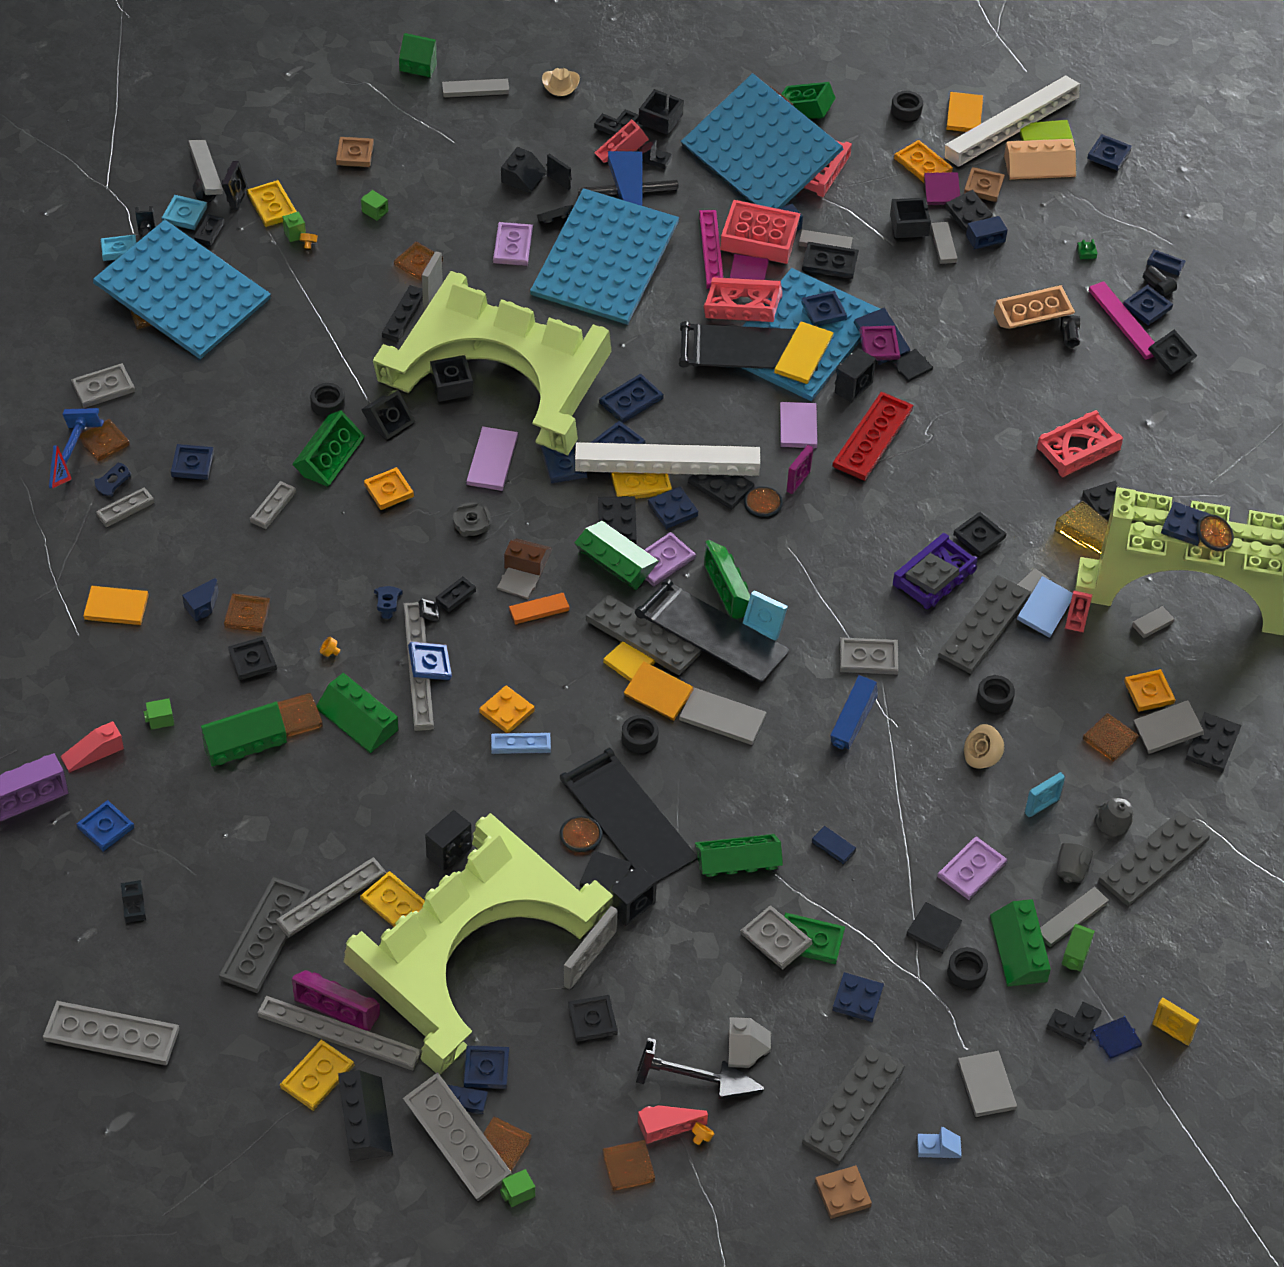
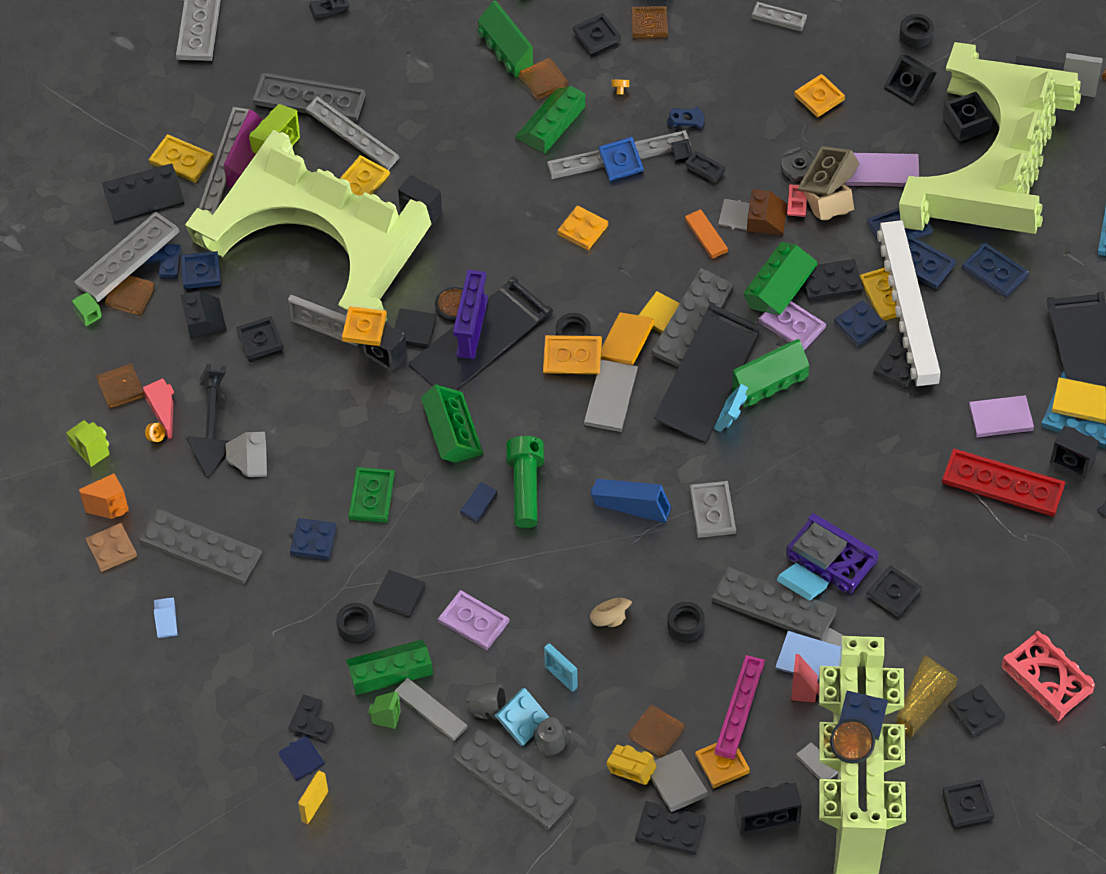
camera: 85 degrees right, 5 degrees up
(324, 962) = (281, 120): none -> lime slope
(329, 449) = (853, 42): green slope -> none
(497, 492) = (829, 170): none -> dark tan slope
(511, 529) = (796, 202): none -> coral slope
(520, 743) = (547, 244): light blue tile -> none
(523, 501) = (830, 205): none -> tan slope
(550, 1073) = (202, 313): none -> black slope
(598, 794) = (470, 314): none -> dark purple fence
(625, 896) = (364, 326): none -> light orange plate
(673, 736) = (572, 354): none -> light orange tile
(709, 1198) = (89, 442): none -> lime brick
(763, 501) = (890, 398): clear orange wheel -> none
(776, 937) = (363, 464): light grey tile -> none
(789, 1180) = (104, 498): none -> orange slope
(796, 791) = (525, 456): none -> green piece
(799, 469) = (928, 416): magenta tile -> none
(965, 595) = (802, 581): none -> medium azure tile
(987, 1083) = (234, 650): light grey tile -> none
(1093, 835) = (521, 716): none -> medium azure plate
(1094, 666) = (739, 707): none -> dark pink tile
(1151, 756) = (631, 764): none -> yellow brick
(1207, 659) = (767, 808): none -> black brick

